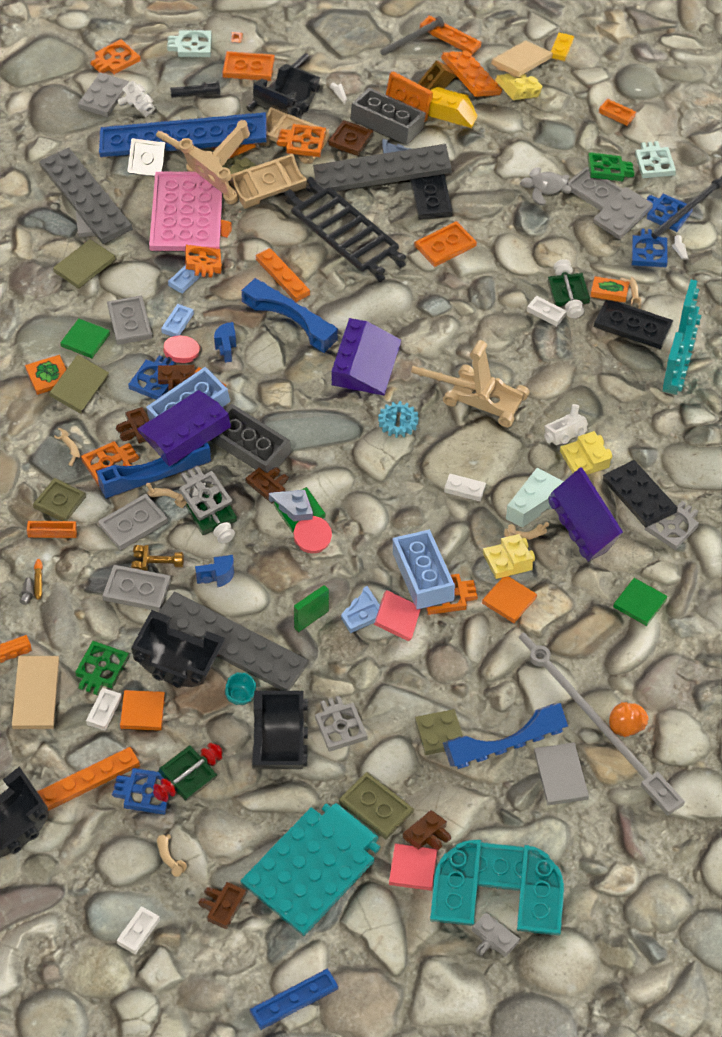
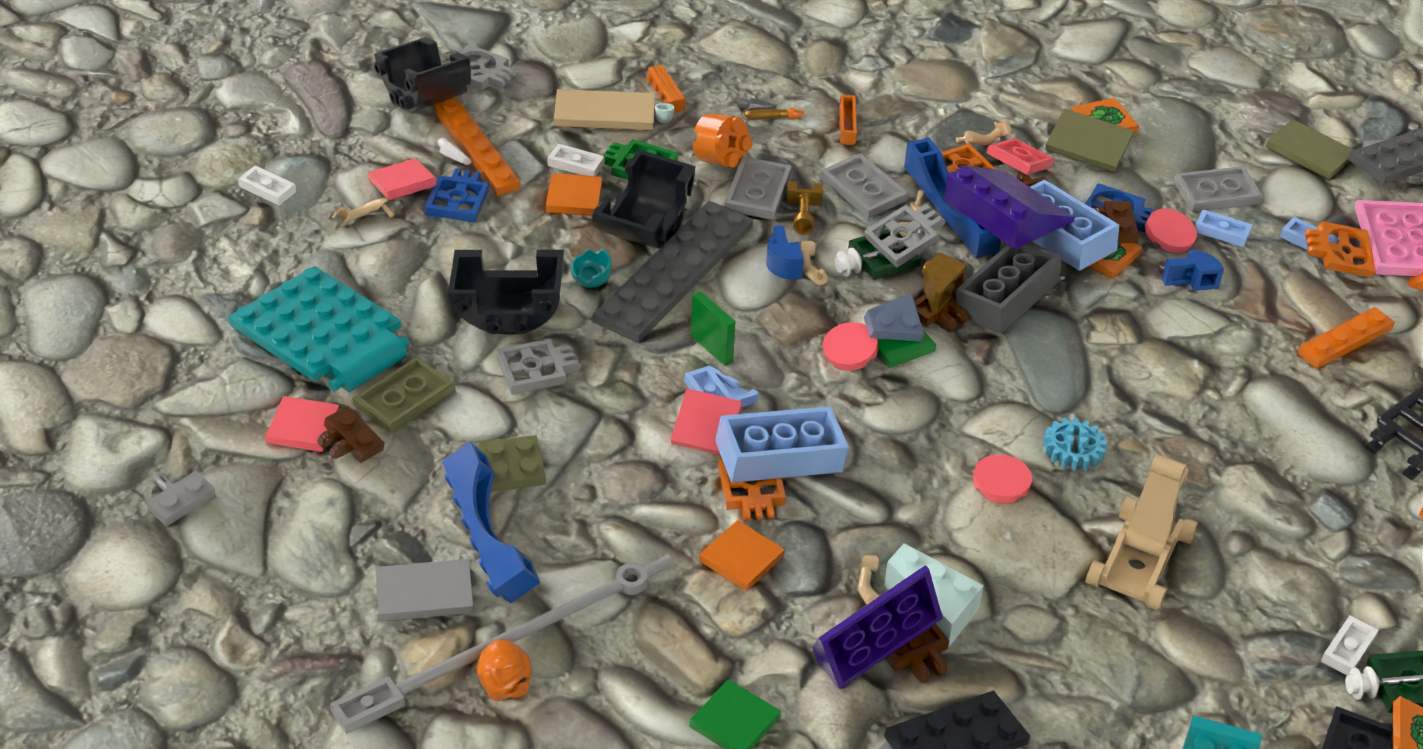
camera: 90 degrees right, 10 degrees down
(36, 649) = (664, 112): none -> light aqua hinge
(59, 500) = (896, 129): olive tile -> none
(85, 338) = (1174, 149): green tile -> none
(87, 799) = (453, 152): none -> white bar
(94, 603) = (721, 140): none -> orange brick
(99, 425) = (1020, 156): none -> coral tile
(129, 830) = (402, 179): none -> coral tile
(187, 772) = (471, 220): dark green plate -> none
(207, 559) = (817, 276): none -> tan piece
(225, 906) = (285, 252): reddish brown hinge -> none
(255, 474) = (942, 279): none -> pearl gold slope
(262, 297) = (1235, 363): blue arch -> none
(294, 999) = (144, 311): blue tile -> none
(365, 358) = (1194, 413): slope -> none
(428, 460) = (1002, 478): none -> coral tile
(465, 487) = (954, 519): white plate -> none
(499, 867) = (273, 514): teal plate -> none
(509, 557) = (815, 554): light yellow plate -> none
(566, 427) = (1084, 644): white brick -> none
(587, 453) = (1035, 674): light yellow plate -> none

